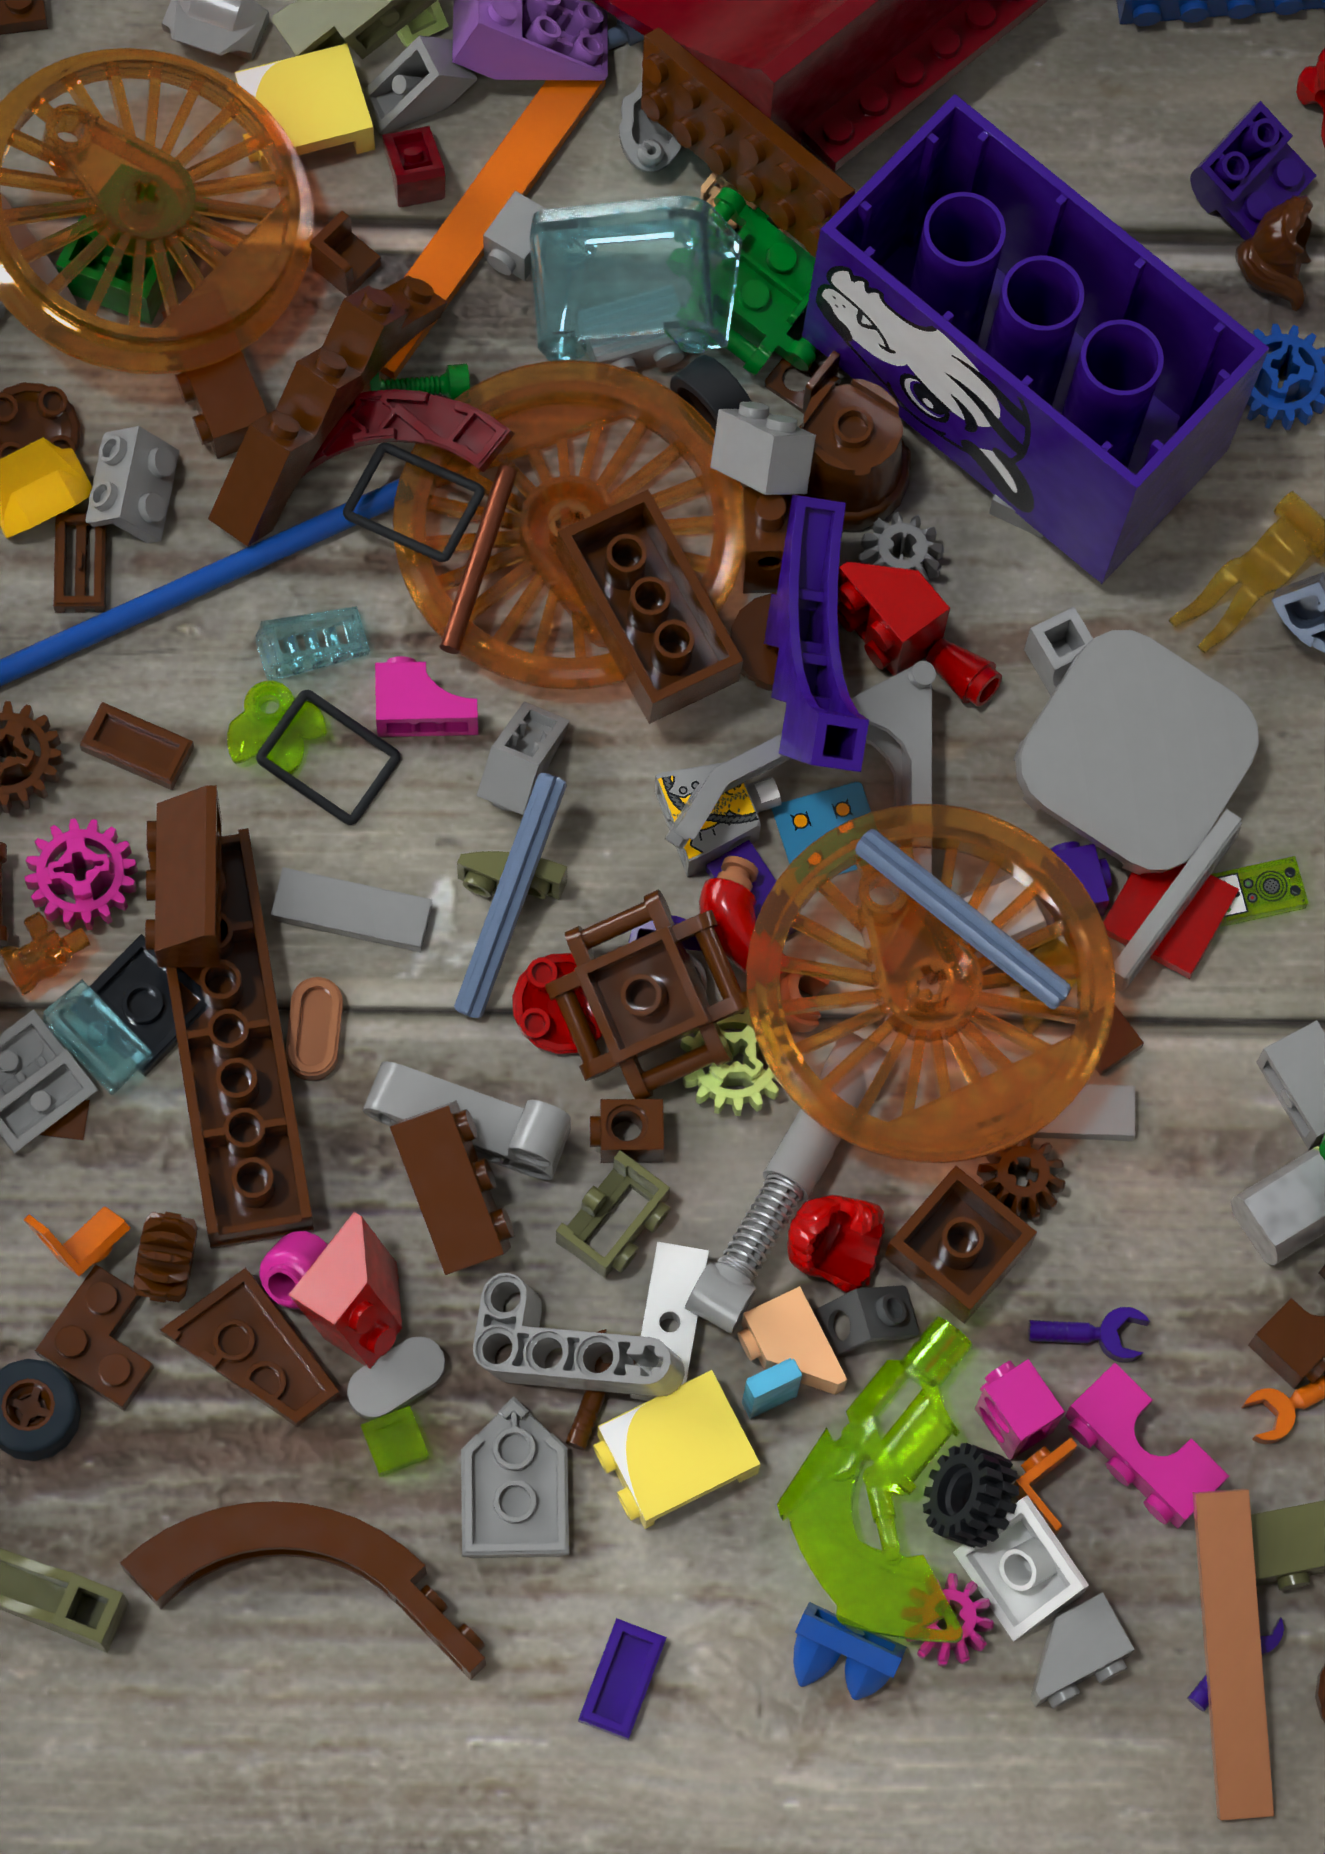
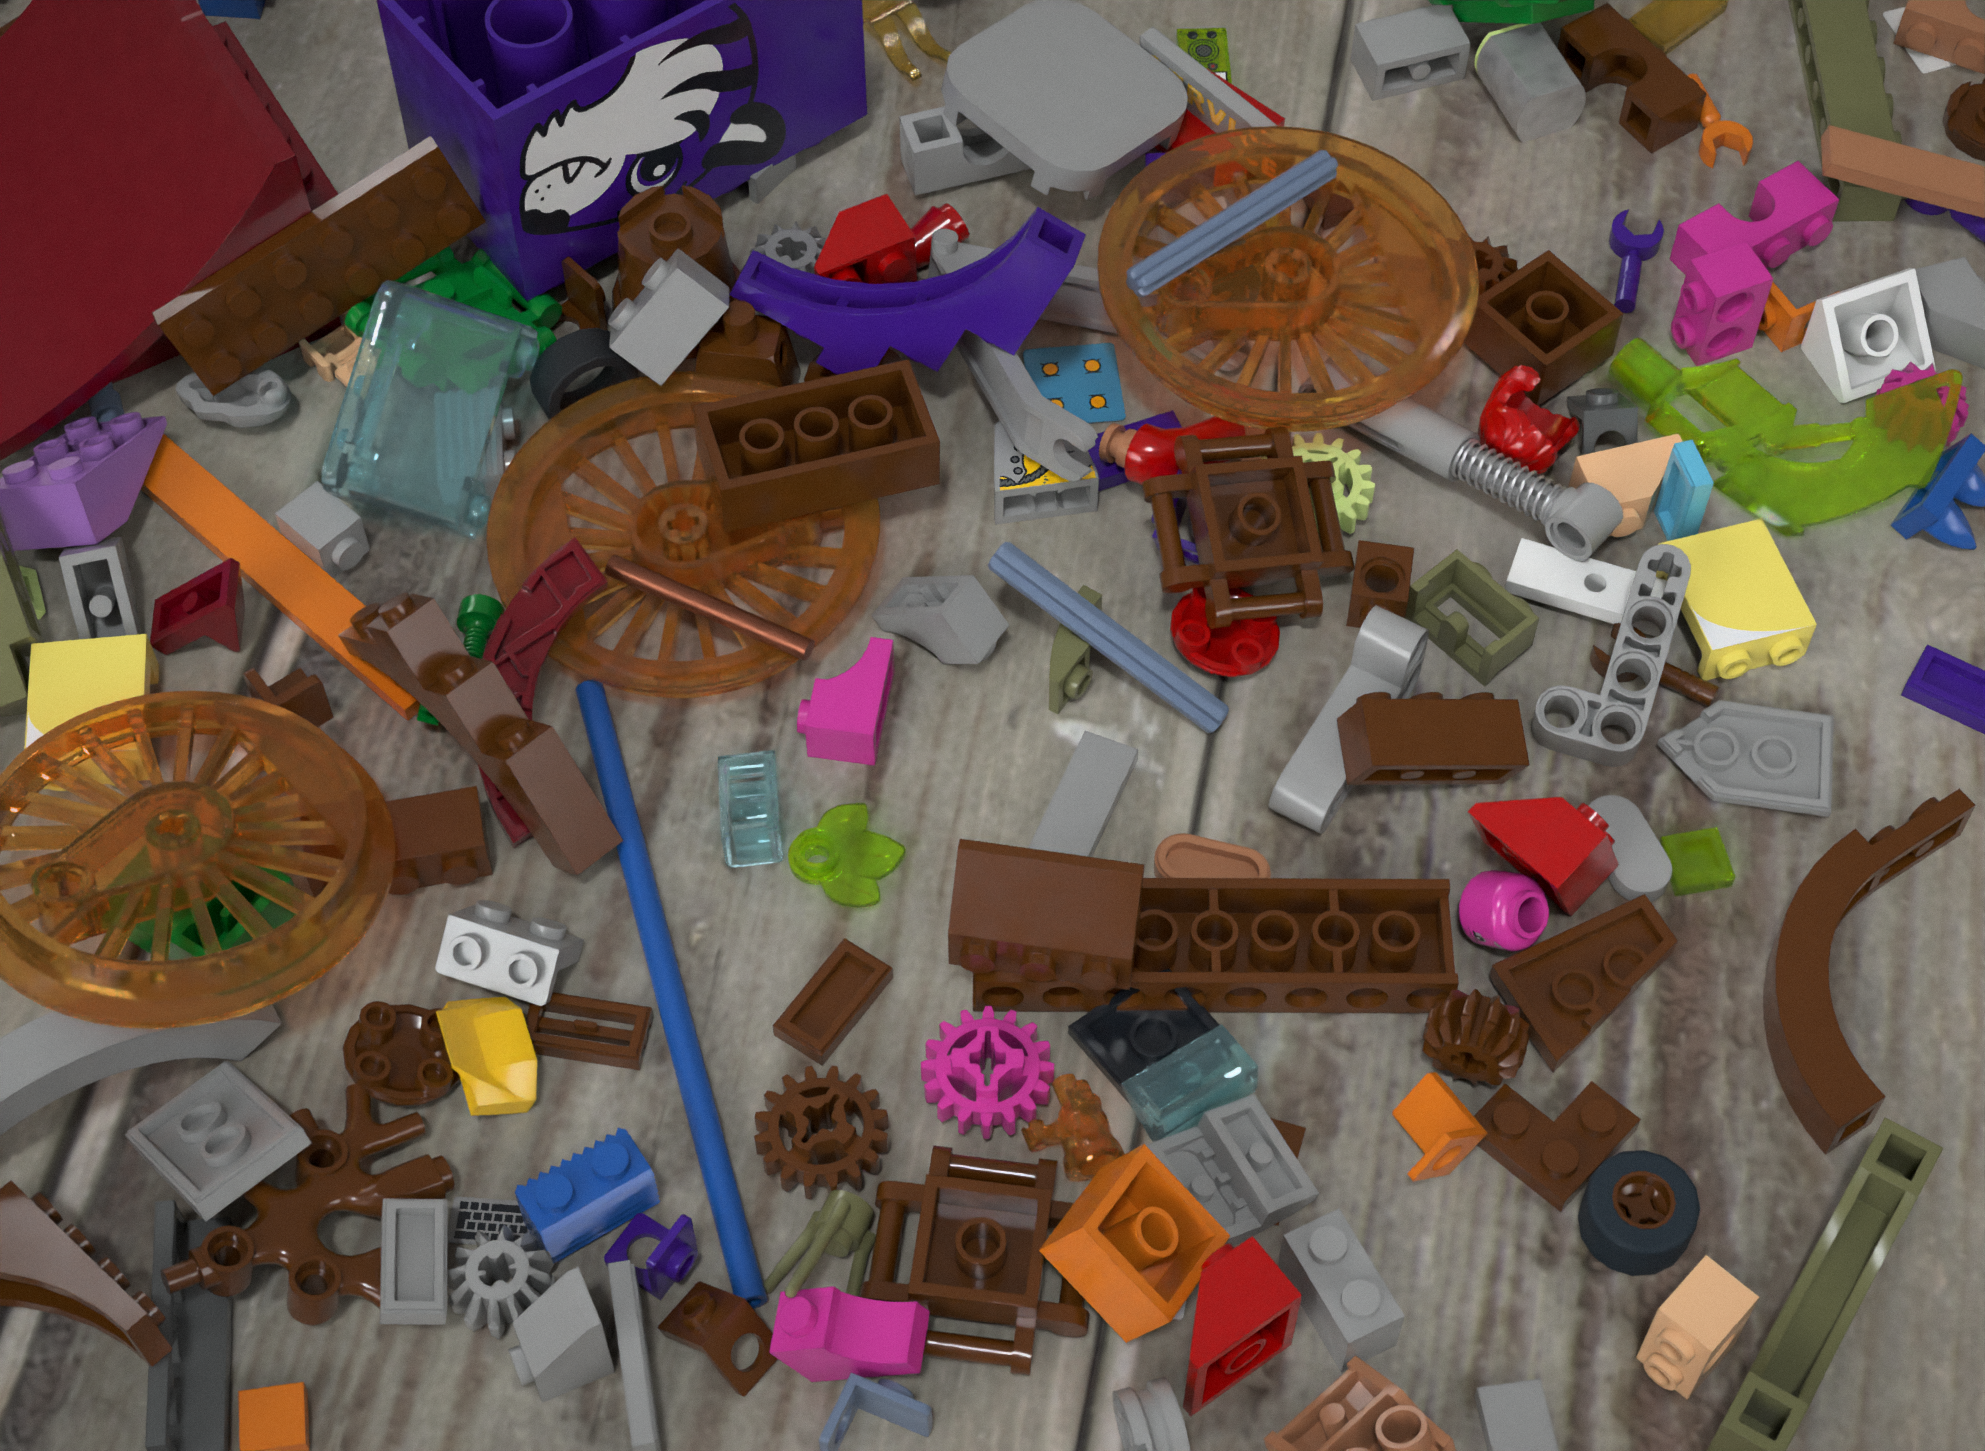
camera: 75 degrees left, 15 degrees down
(306, 790) = (915, 845): black piece -> none
(398, 537) = (651, 691): black piece -> none
(970, 1495) = (1812, 324): black tyre -> none

